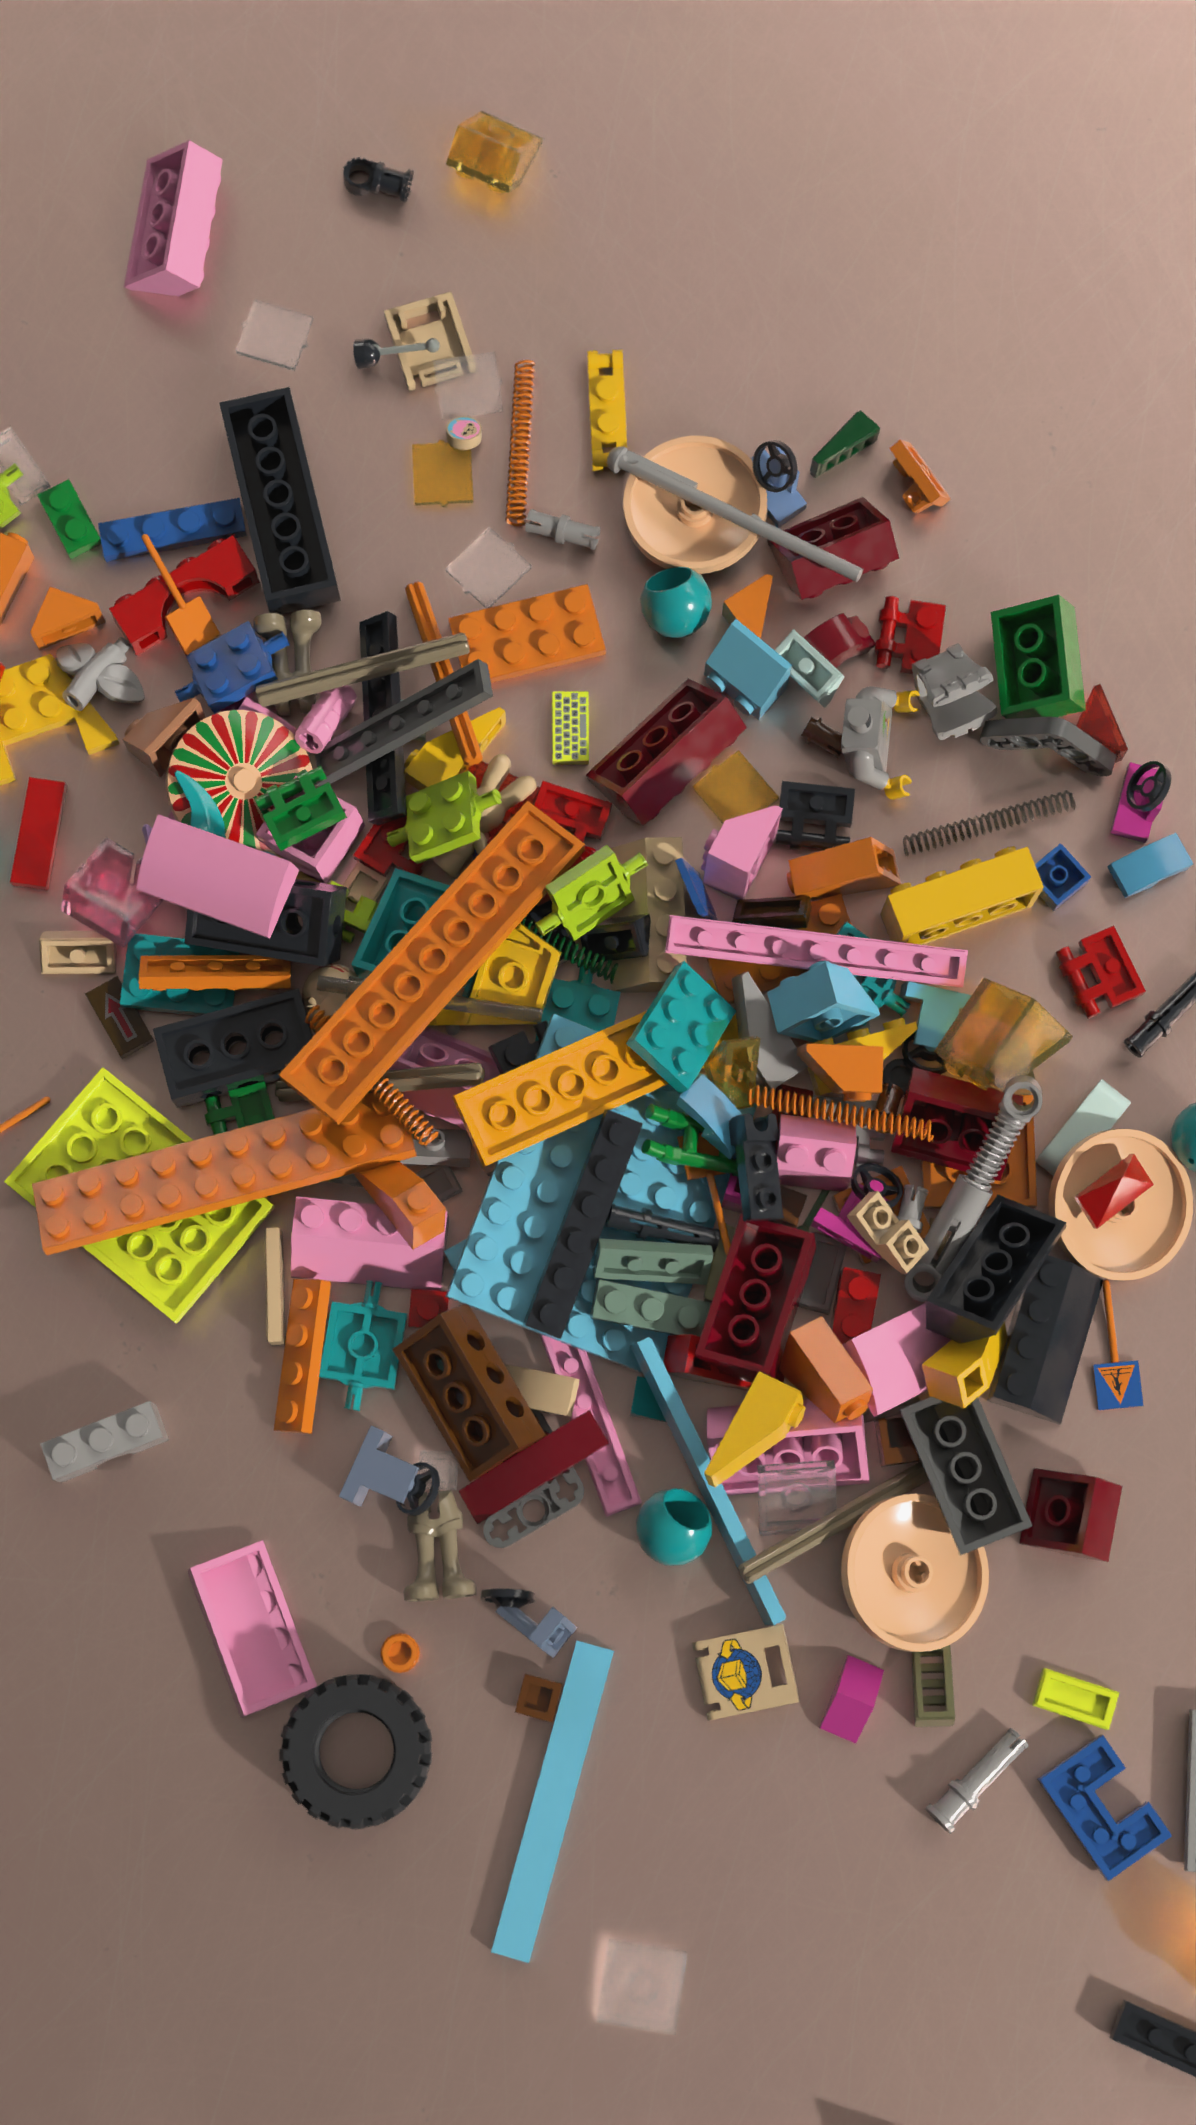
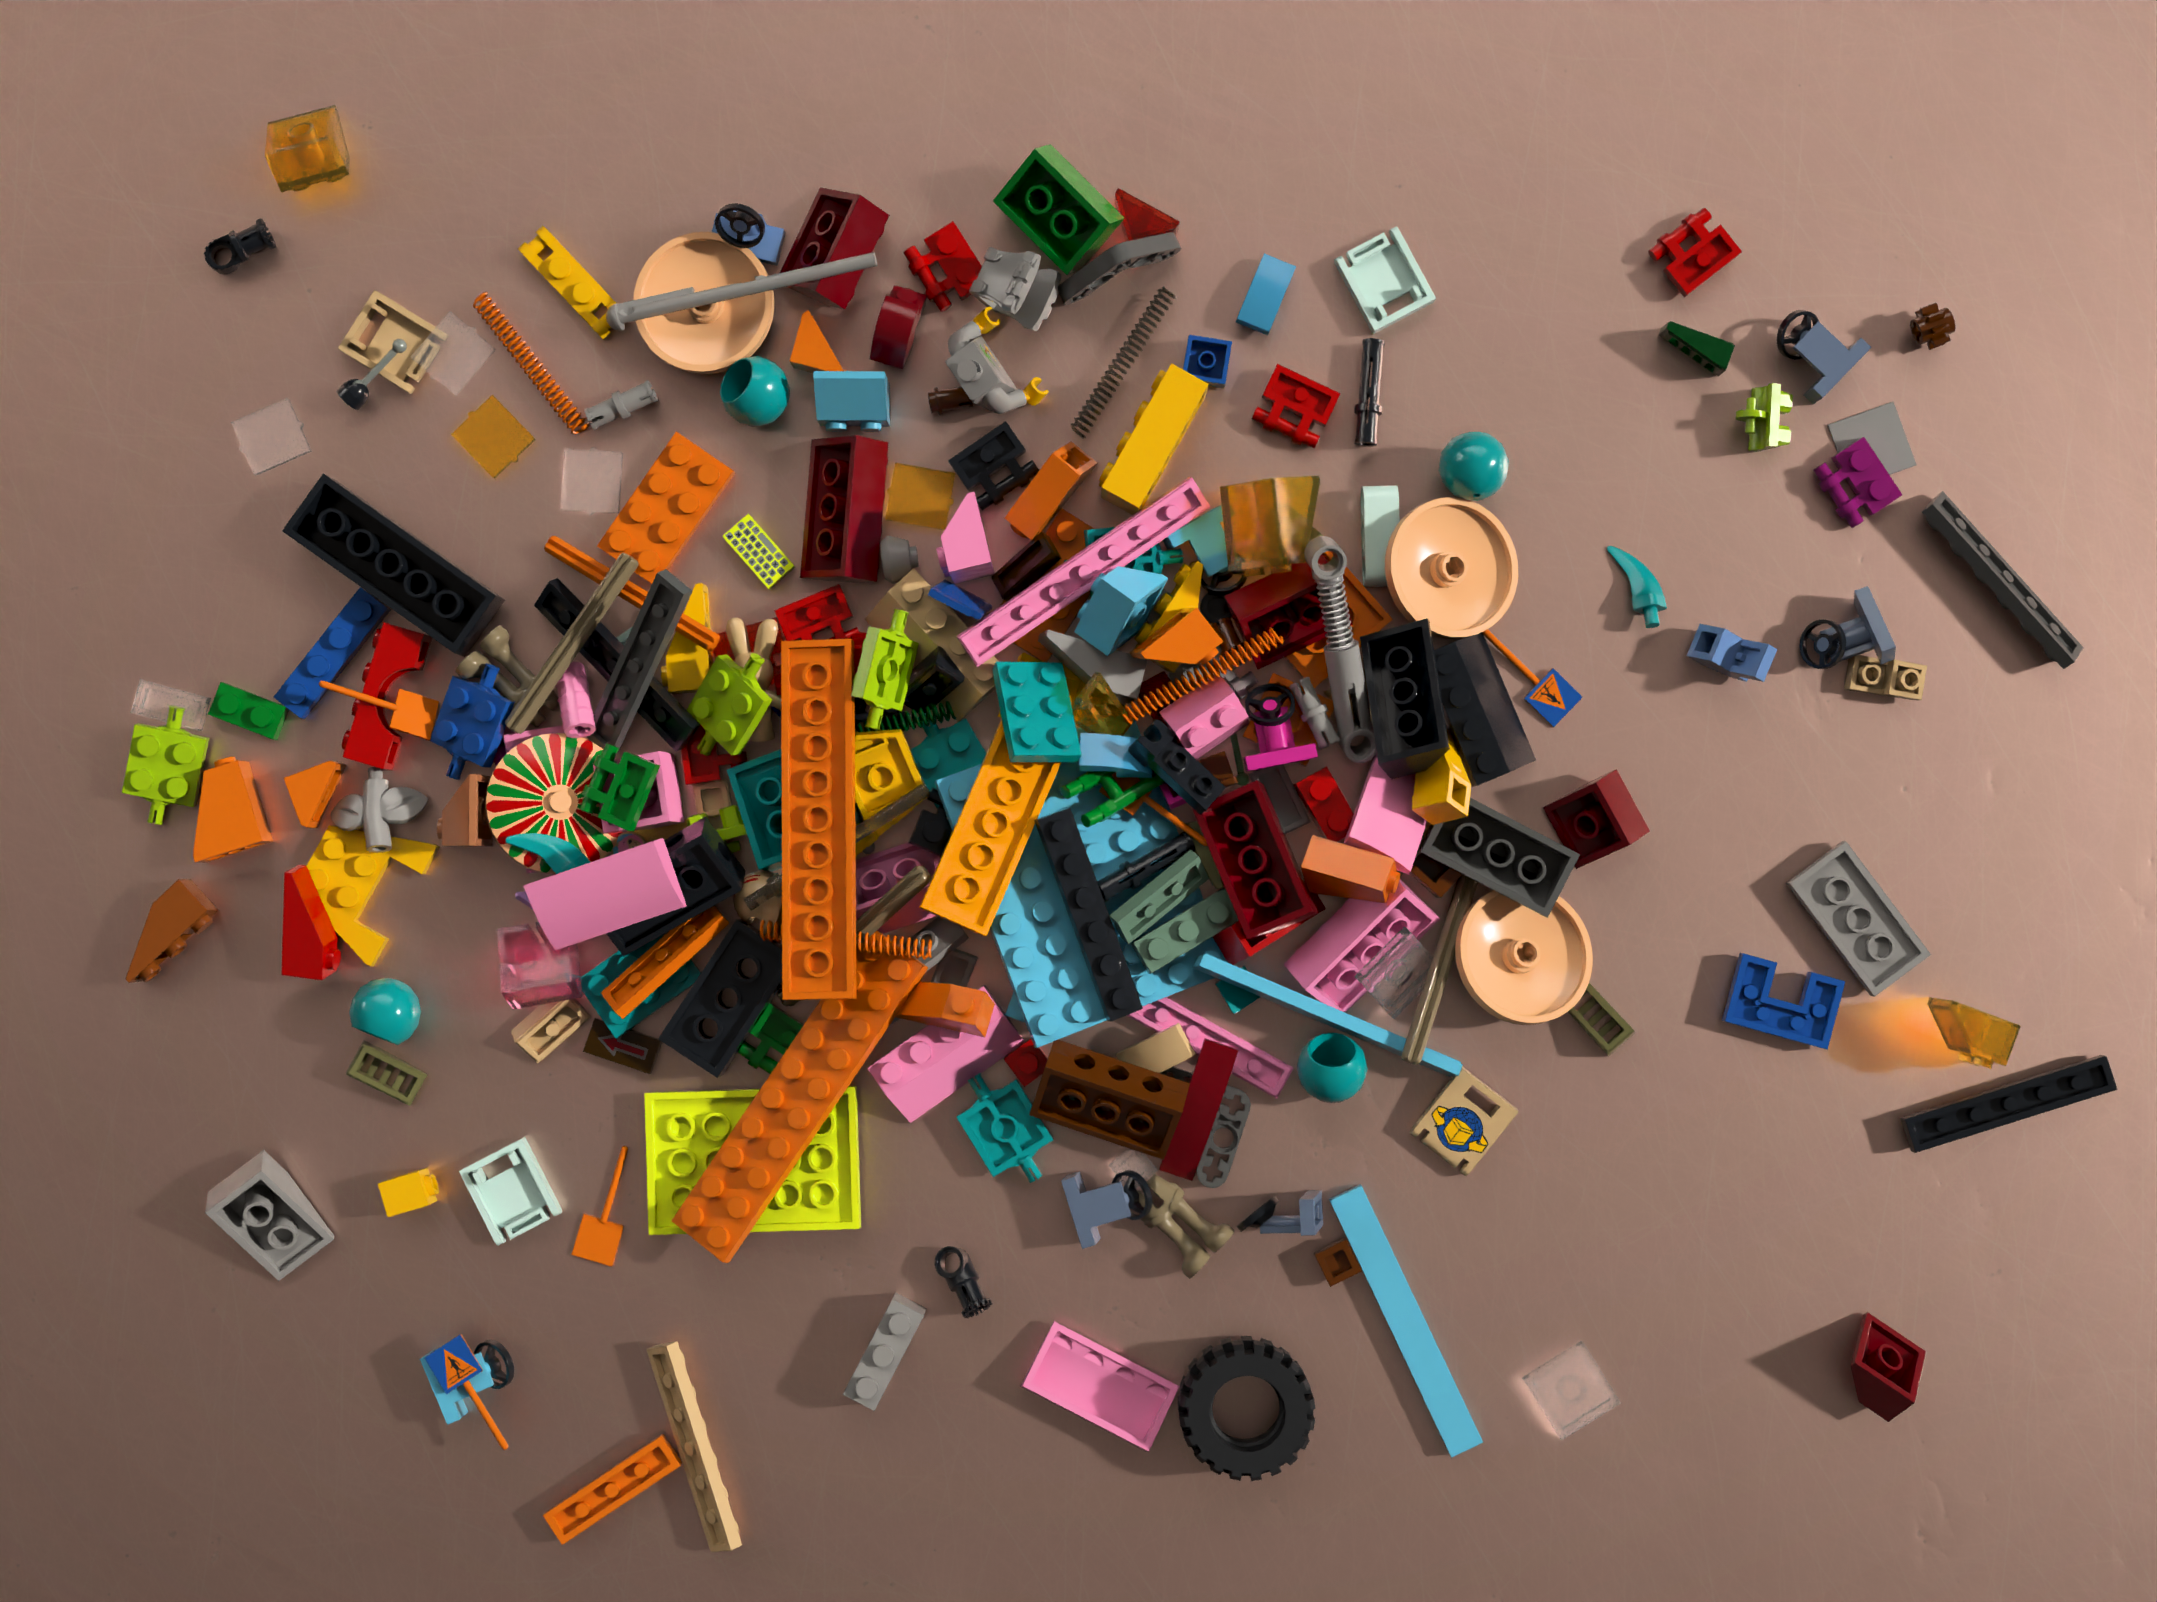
camera: 35 degrees left, 10 degrees up
(38, 833) = (442, 964): red tile -> none
(174, 221) = (115, 413): bright pink slope -> none
(218, 1441) = (963, 1281): none -> black connector
(274, 1286) = (907, 1141): tan tile -> none
(302, 1356) = (969, 1172): orange plate -> none
(400, 1653) = (1215, 1313): orange tile -> none
(463, 432) = (482, 393): tile -> none
(676, 821) = (897, 558): none -> light grey cone
(758, 1425) = (1334, 951): yellow slope -> none
(810, 668) = (896, 359): light aqua slope -> none
(851, 439) = (774, 151): dark green slope -> none
(852, 1699) = (1551, 1075): dark pink slope -> none
(889, 1237) = (1311, 736): tan slope -> none
(926, 488) = (862, 140): orange hinge -> none
(965, 1793) = (1681, 1073): light grey pin -> none
(1075, 1699) = (1703, 943): neon yellow tile -> none
(1113, 1191) = (1440, 564): red slope -> none
(1140, 800) = (1219, 251): piece -> none

